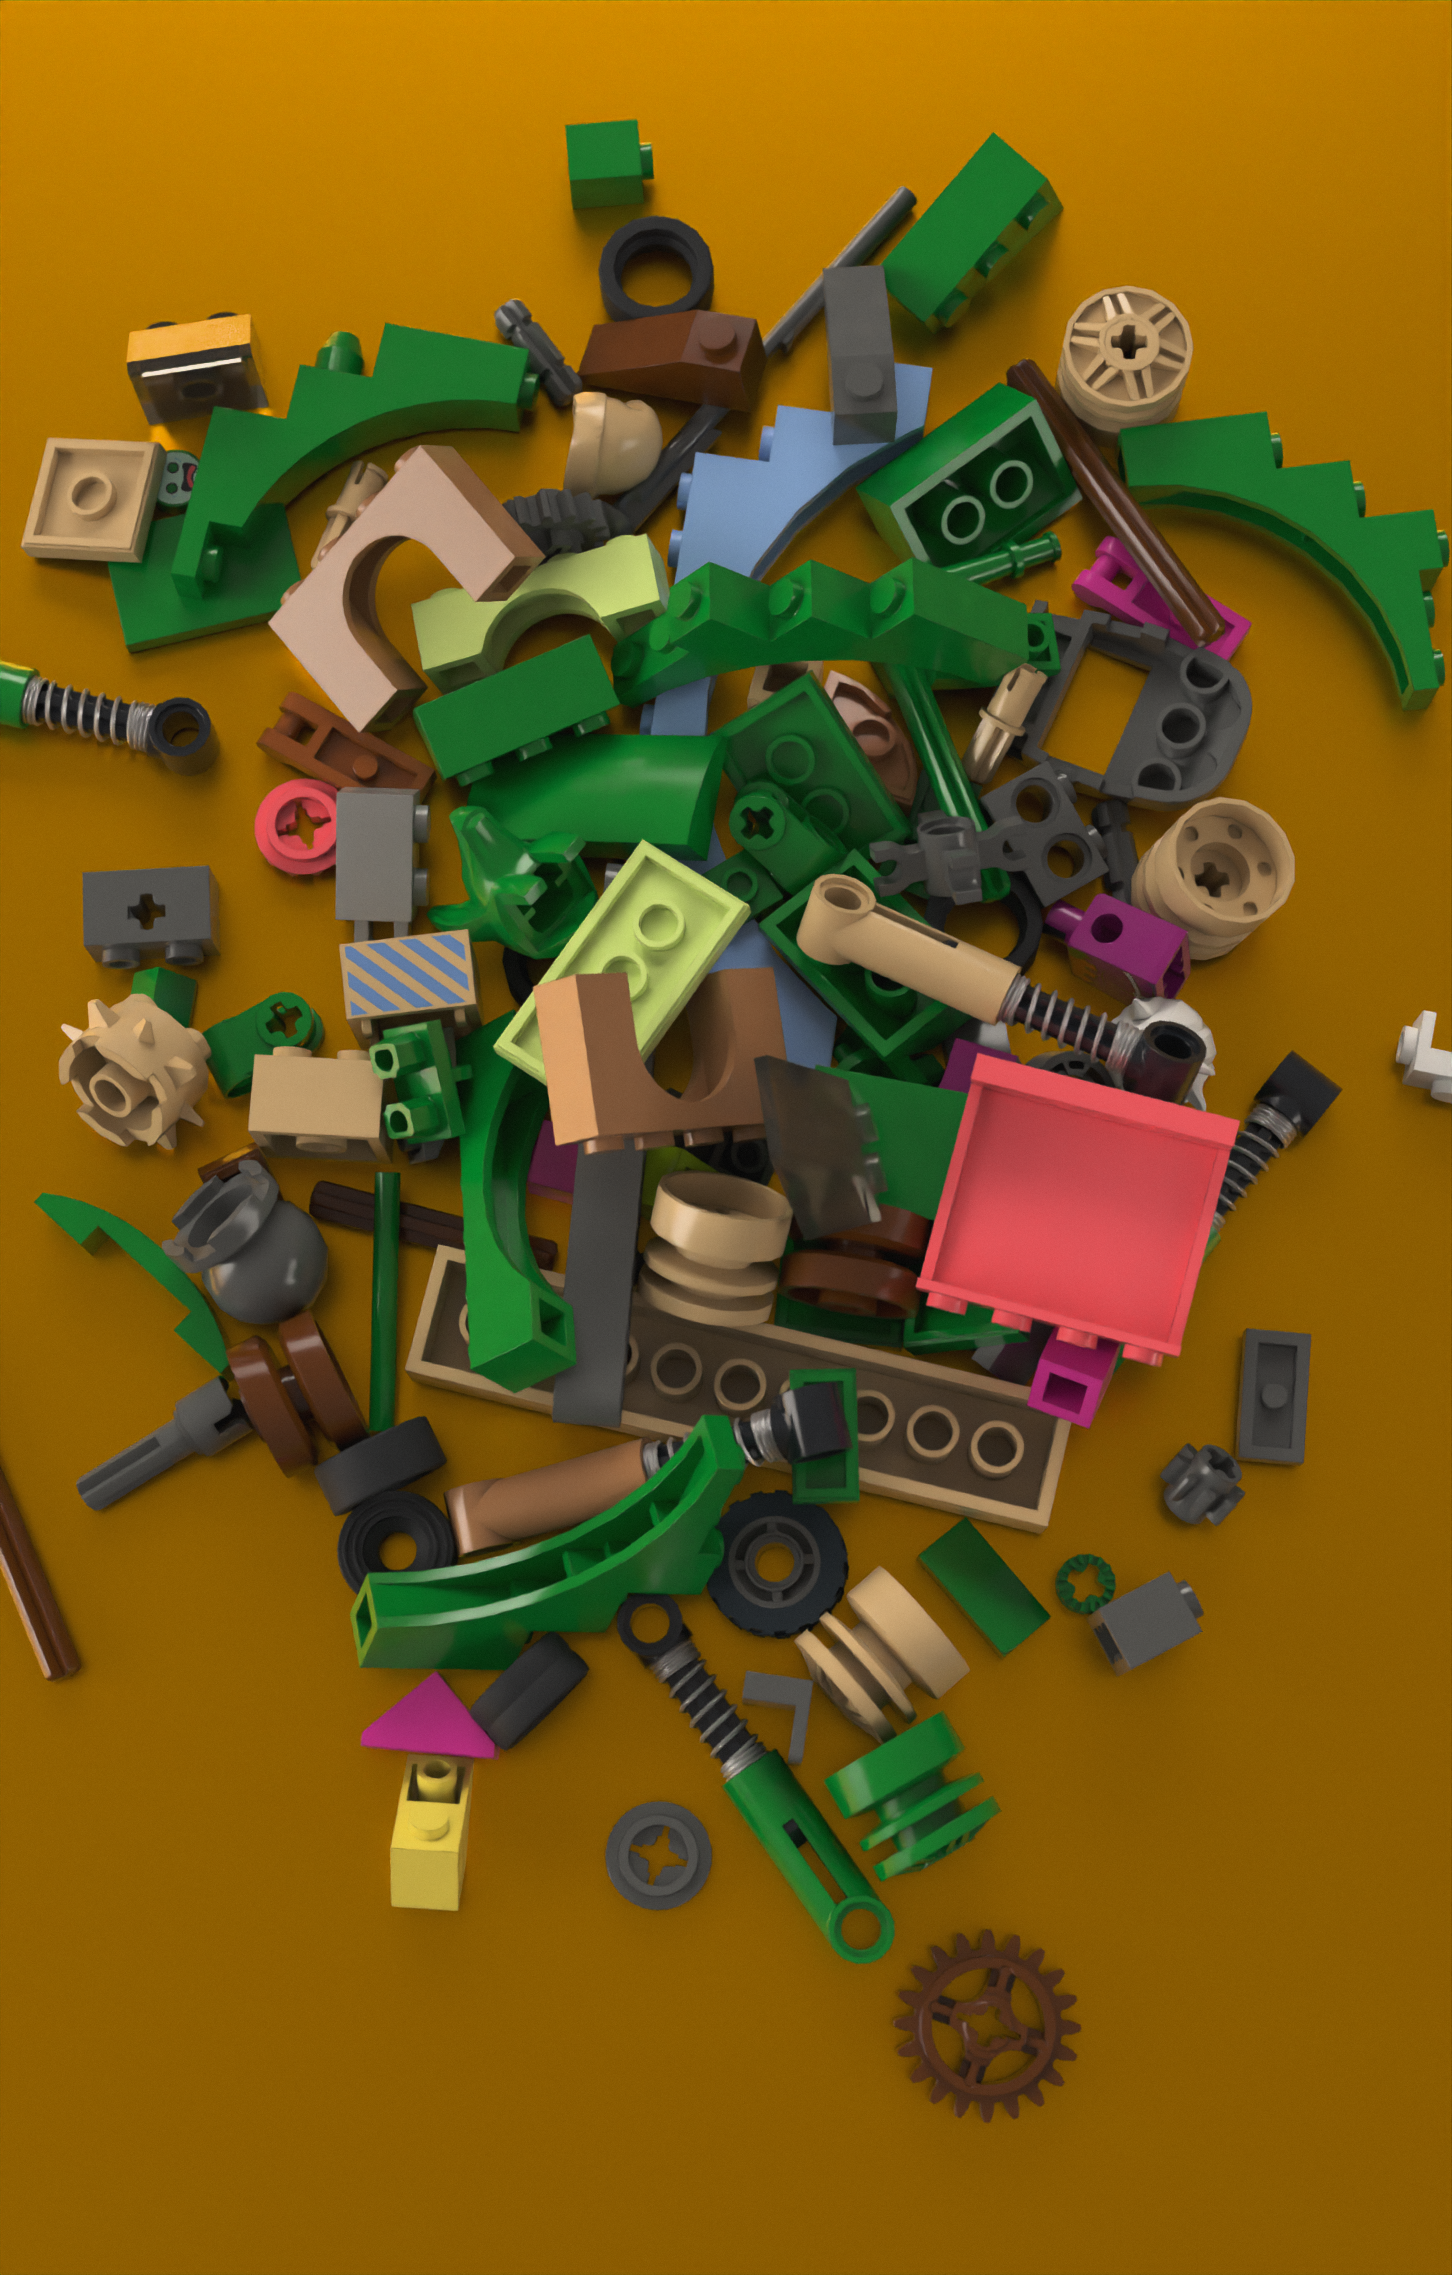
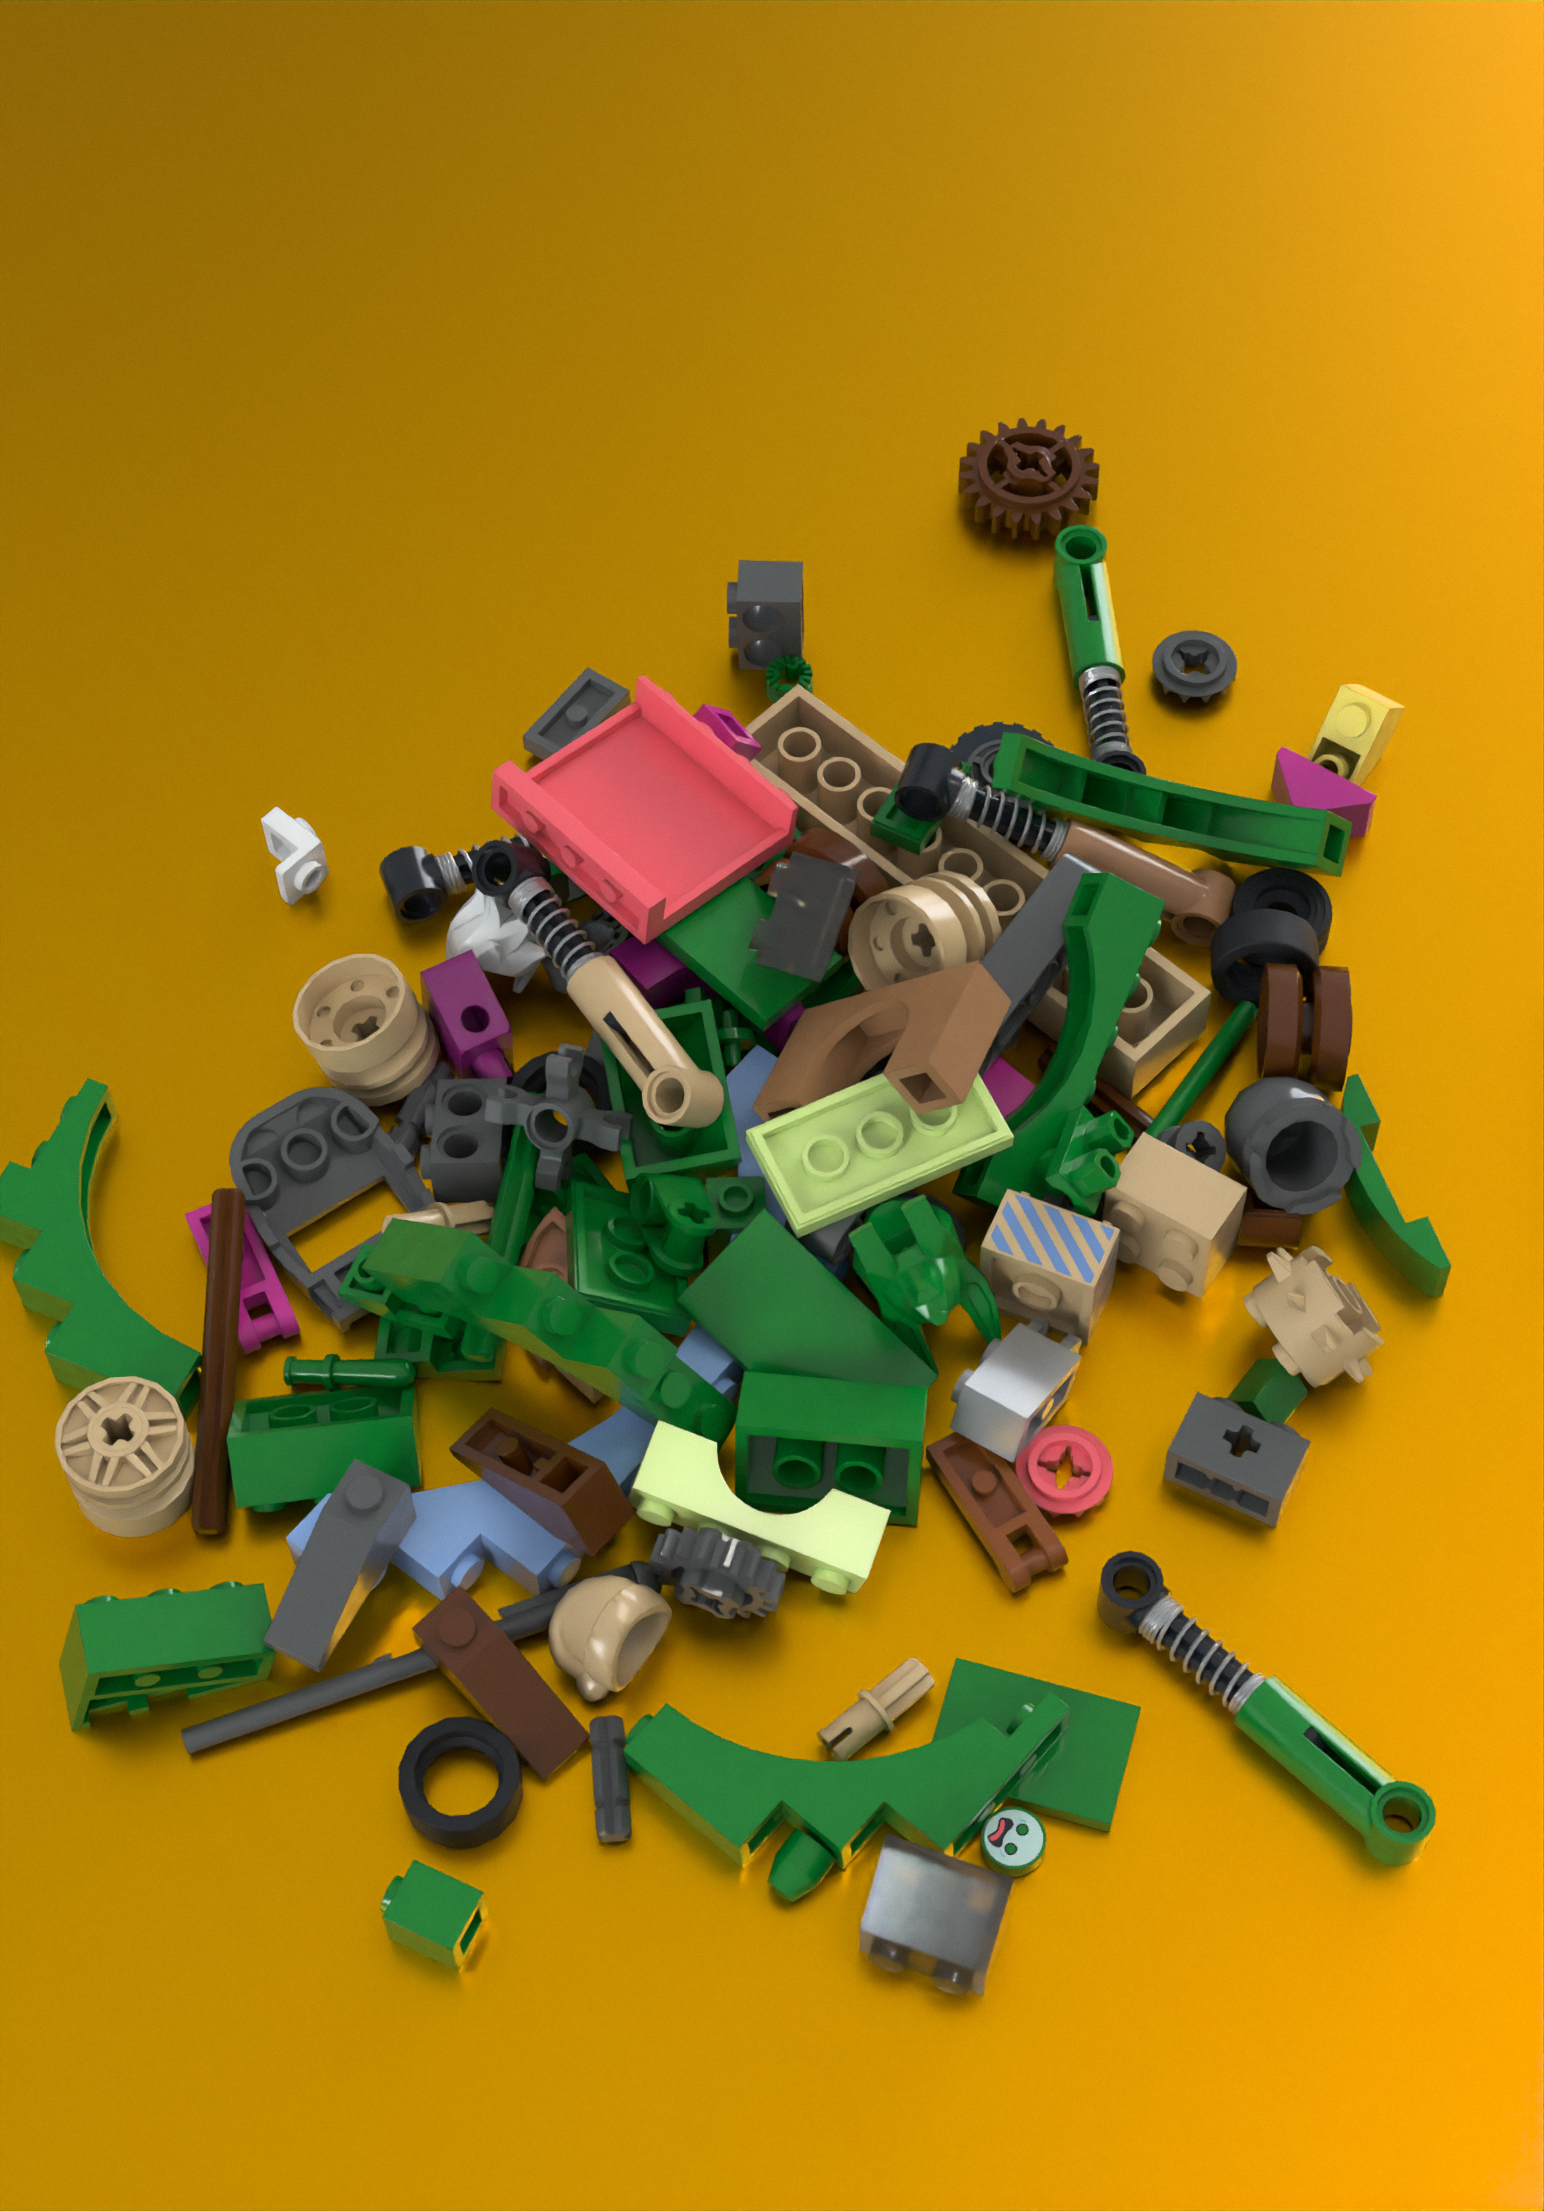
camera: 150 degrees left, 20 degrees down
(94, 500) = (1101, 1855): tan tile -> none
(201, 1424) = (1389, 1067): dark grey piece -> none
(258, 1032) = (1198, 1313): green piece -> none
(333, 614) = (809, 1599): arch -> none
(339, 1179) = (1203, 1137): none -> dark grey wheel
(529, 1690) = (1235, 764): black tyre -> none
(735, 513) = (546, 1479): none -> reddish brown slope
(785, 1695) = (1054, 683): dark grey panel -> none
(881, 1656) = (977, 677): tan wheel -> none
(912, 1797) = (997, 595): green wheel -> none
(983, 1588) = (863, 699): green slope -> none
(1202, 1484) = (673, 676): dark grey gear -> none

